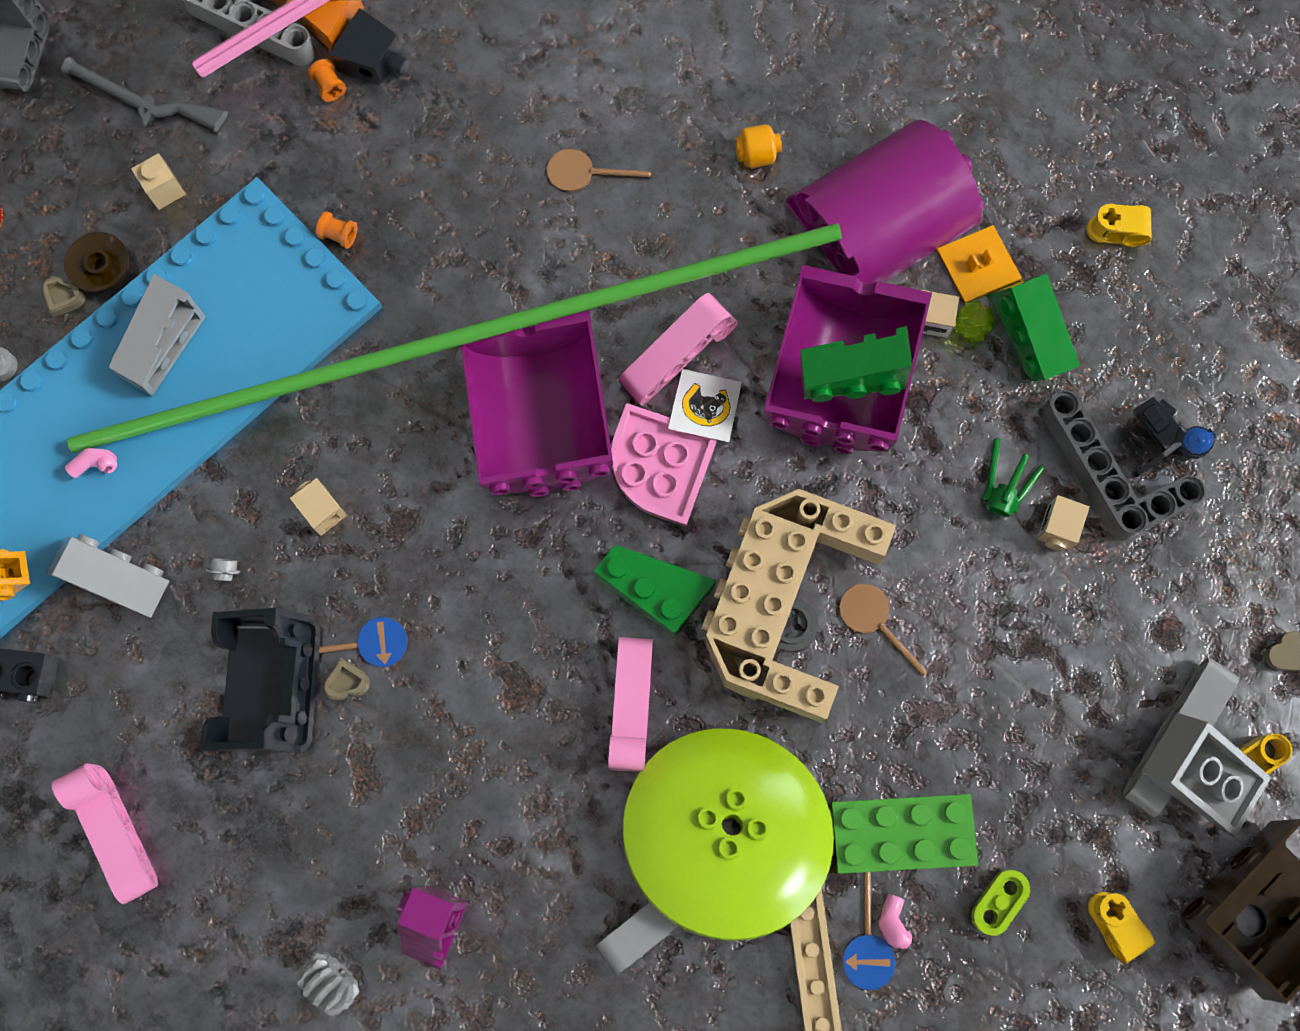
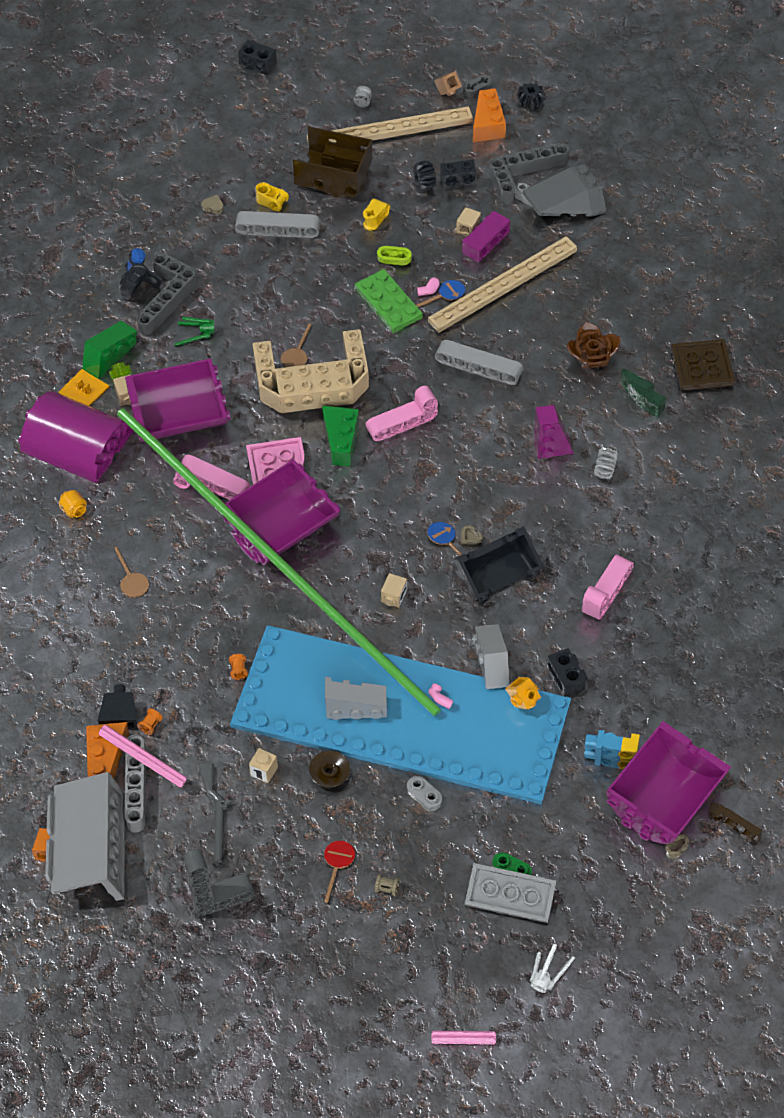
camera: 120 degrees left, 20 degrees down
(62, 296) = (359, 781): dark tan tile -> none
(222, 569) = (452, 615): light grey plate -> none
(705, 405) = (235, 458): sticker -> none
(716, 880) = (447, 366): lime dish -> none
(857, 368) = (185, 381): green wedge -> none
(1063, 523) = (204, 300): tan brick -> none
(1121, 225) = (29, 339): yellow piece -> none
(1206, 773) = (291, 204): light grey slope -> none

